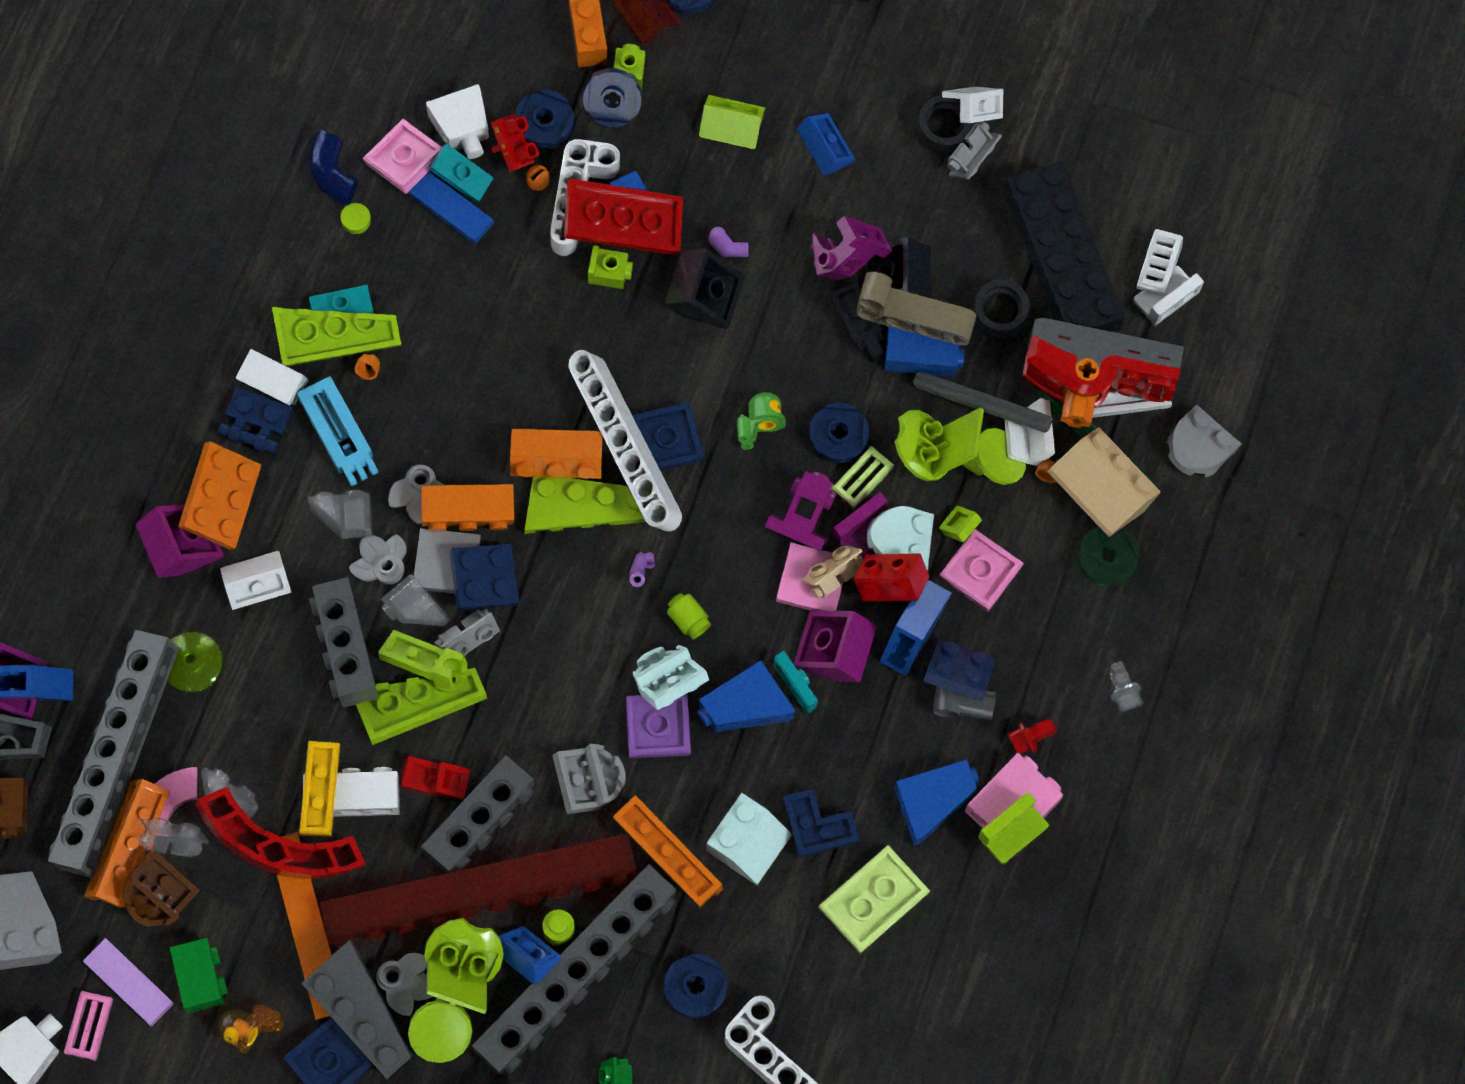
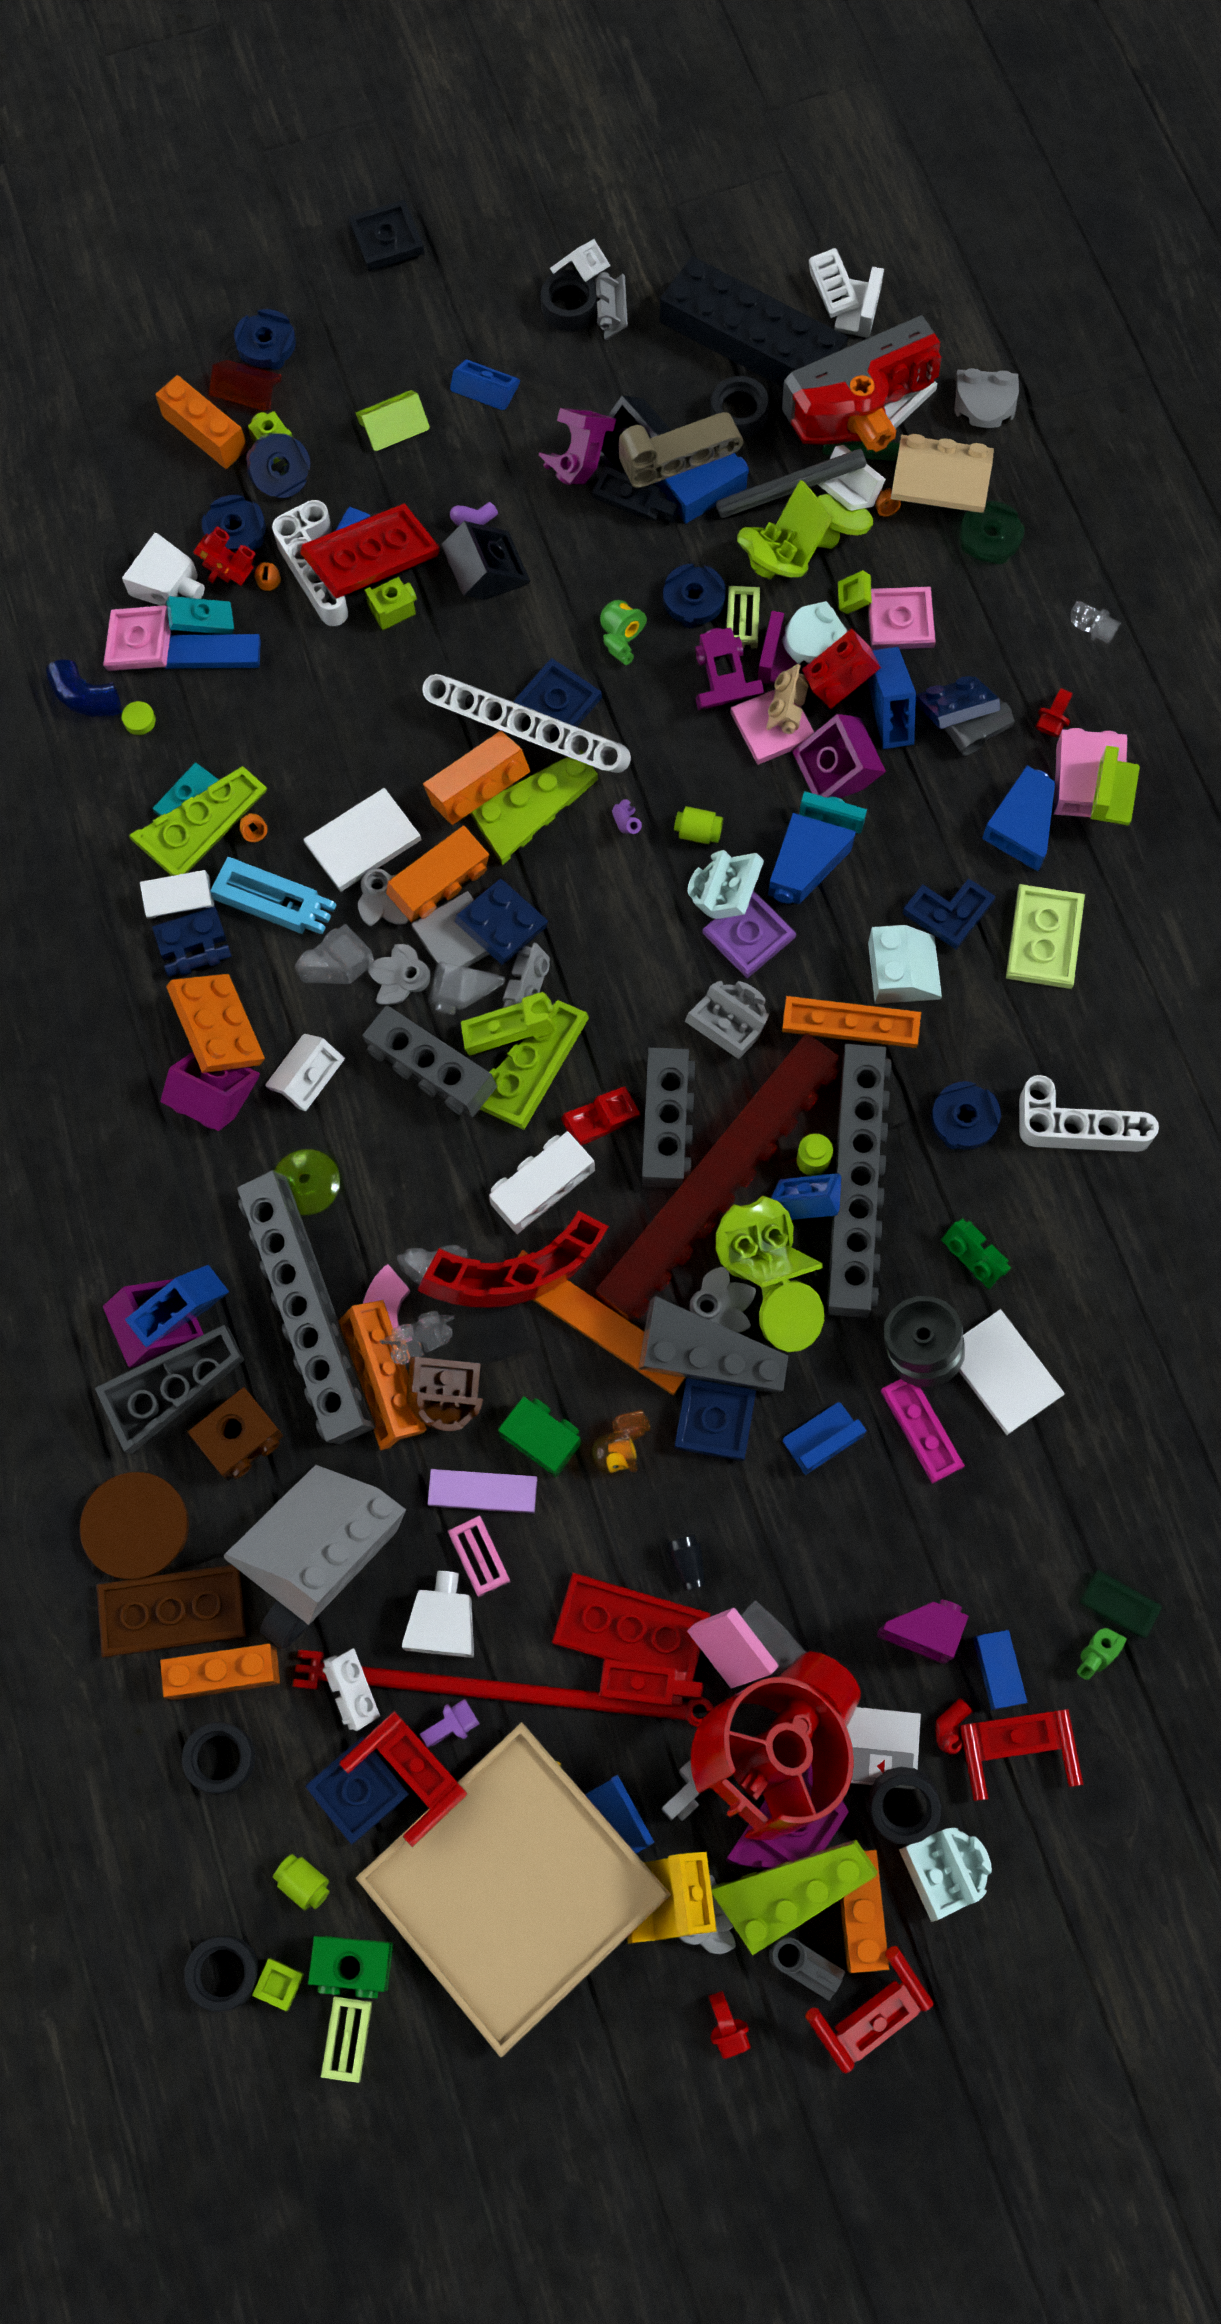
camera: 30 degrees left, 0 degrees up
(319, 789) = (515, 1195): yellow tile -> none
(439, 436) = (362, 839): none -> white tile

